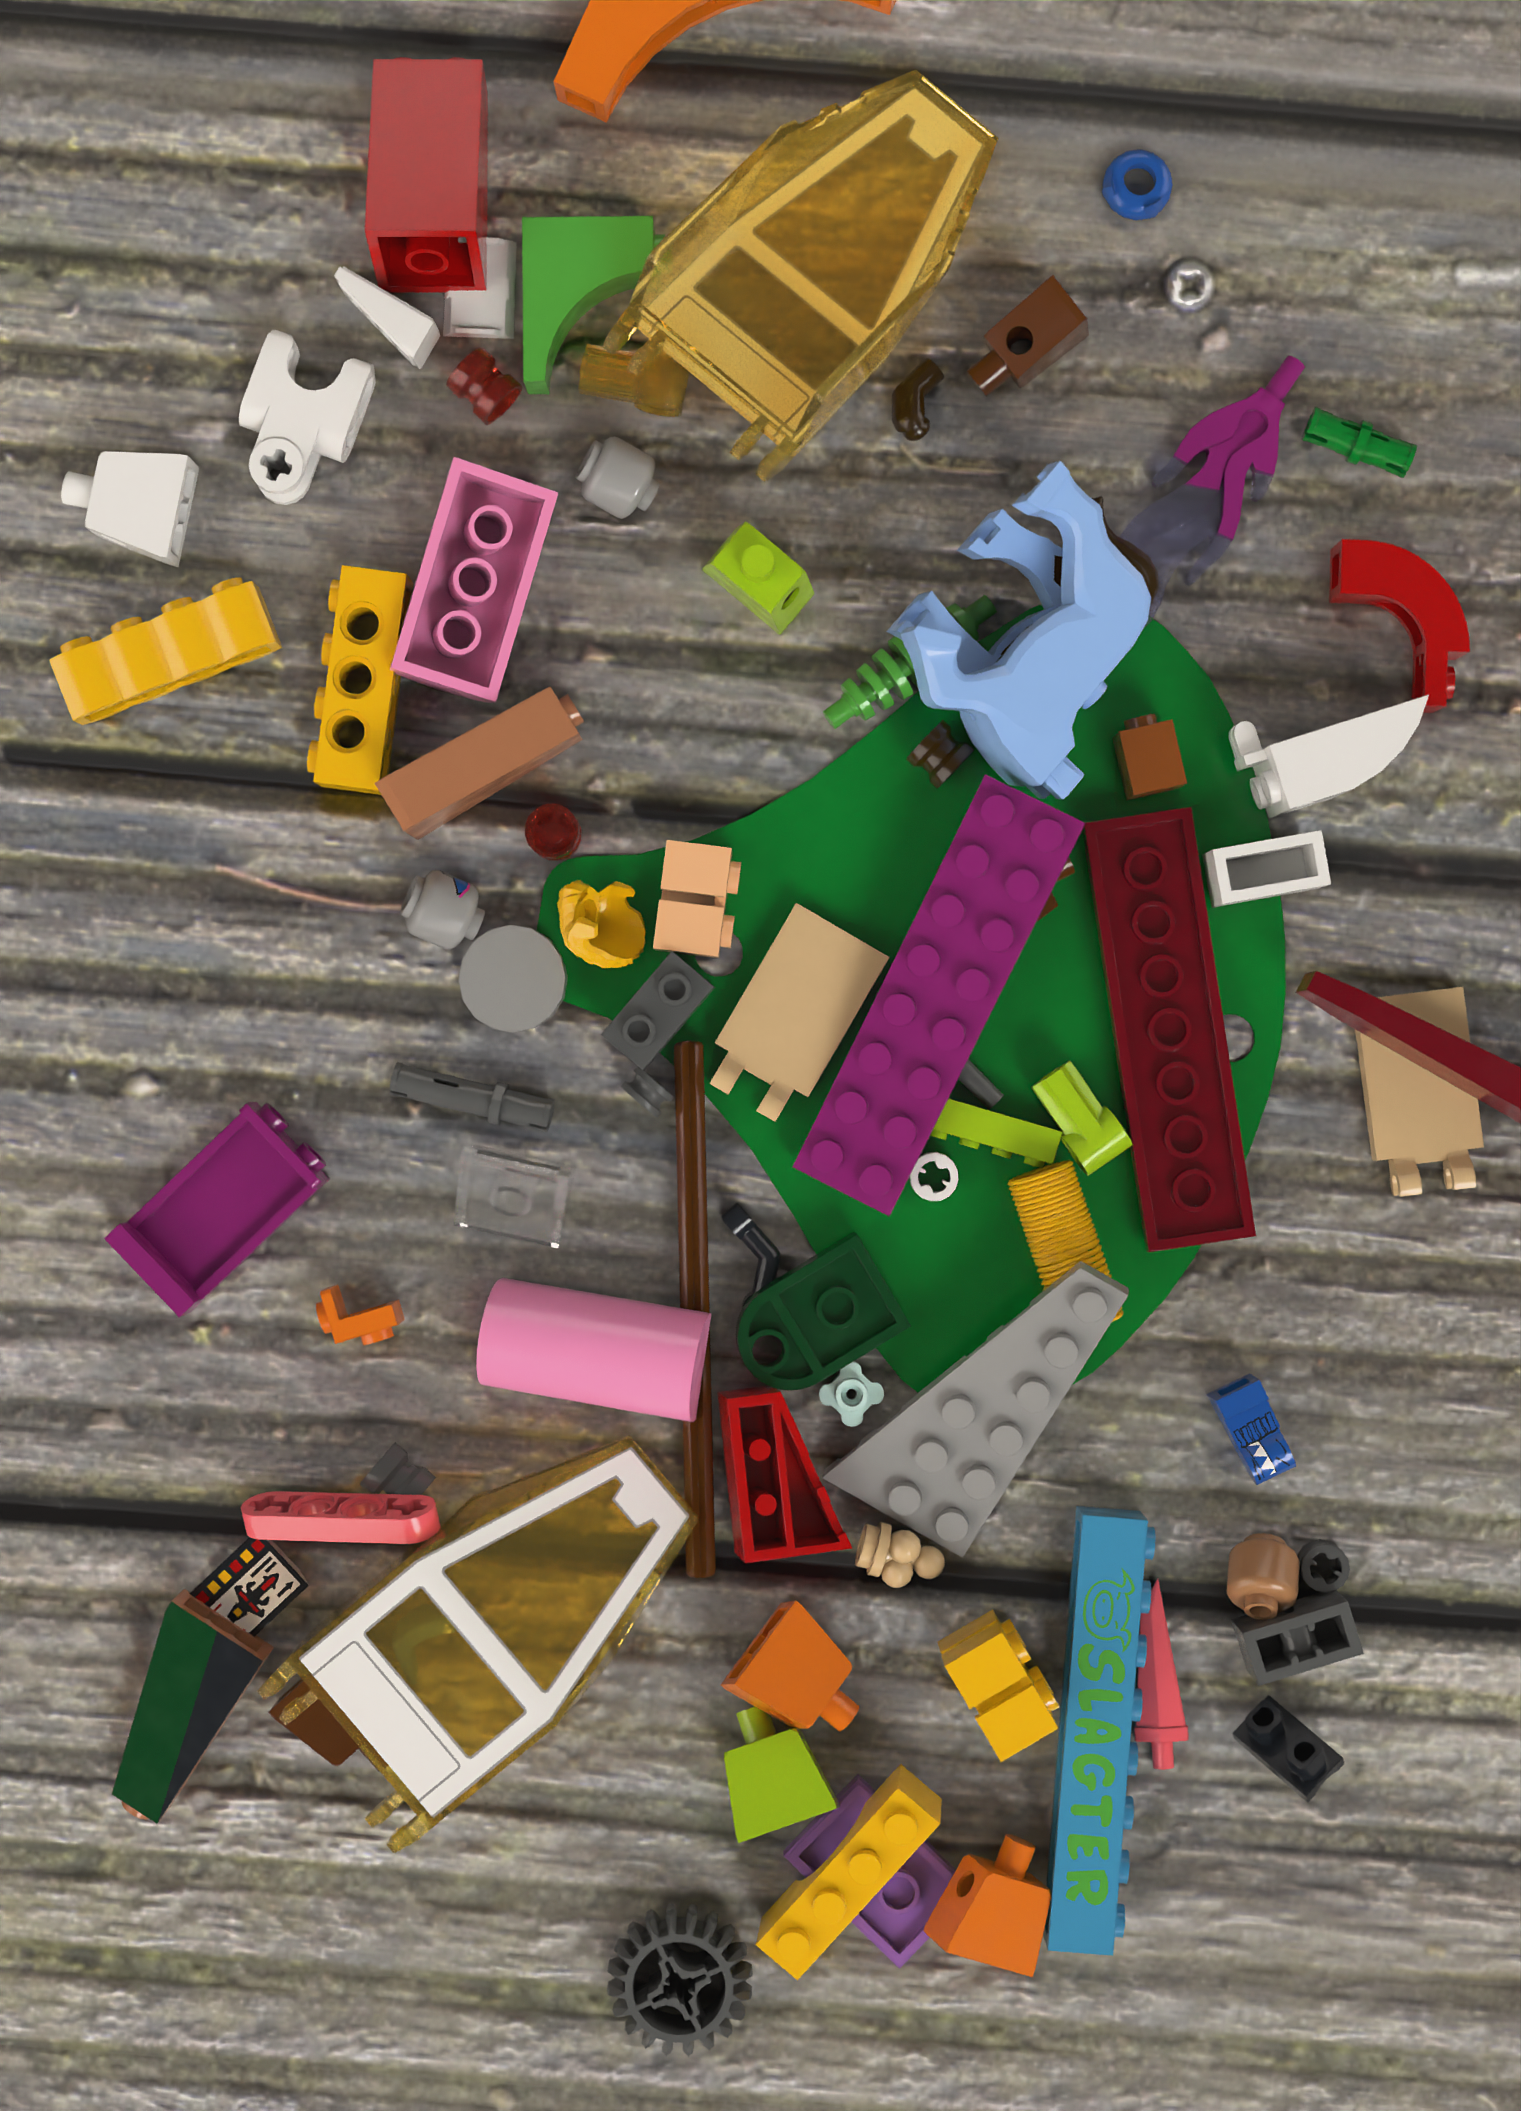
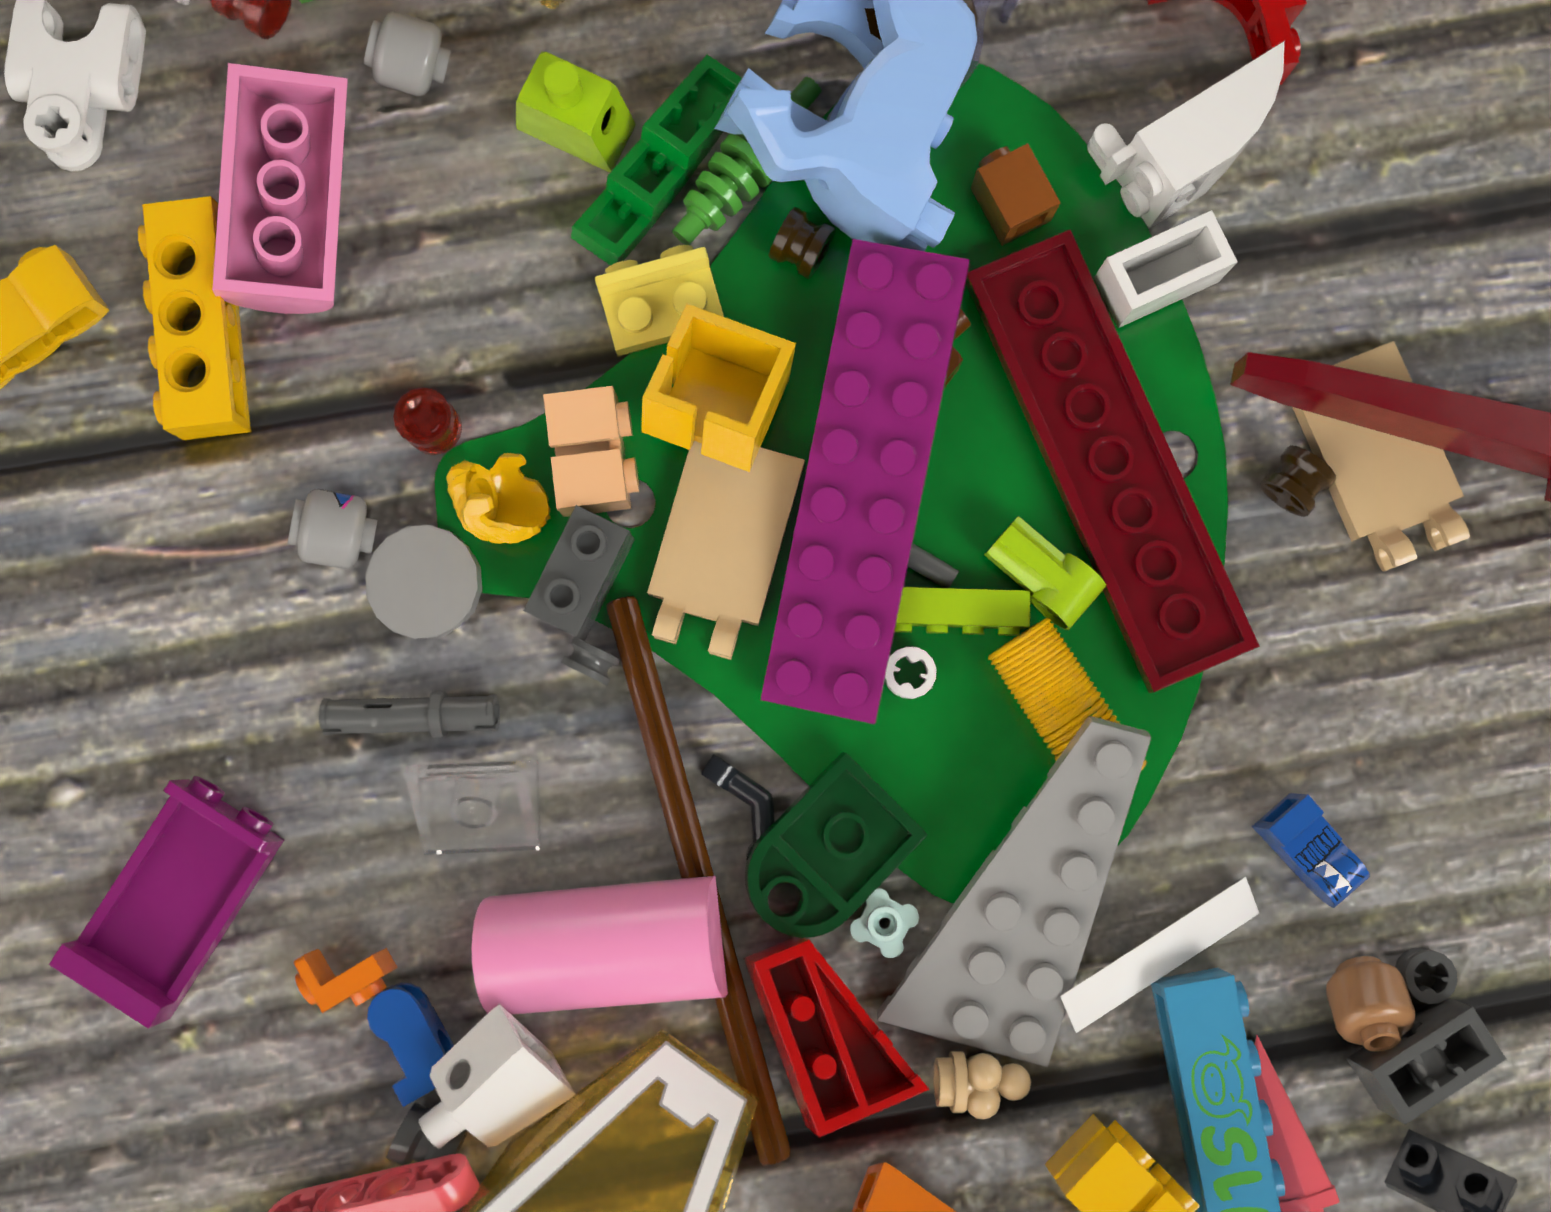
camera: 15 degrees left, 5 degrees down
(411, 1389) = (414, 1034): none -> blue leg
(472, 1443) = (494, 1083): none -> white torso
(480, 762) = (330, 369): nougat slope -> none
(795, 773) = (649, 297): none -> light yellow bracket
(829, 640) = (659, 163): none -> green slope
(831, 874) = (722, 389): none -> yellow piece
(1090, 1485) = (1159, 955): none -> white sticker
(1335, 1094) = (1298, 480): none -> dark brown wheel

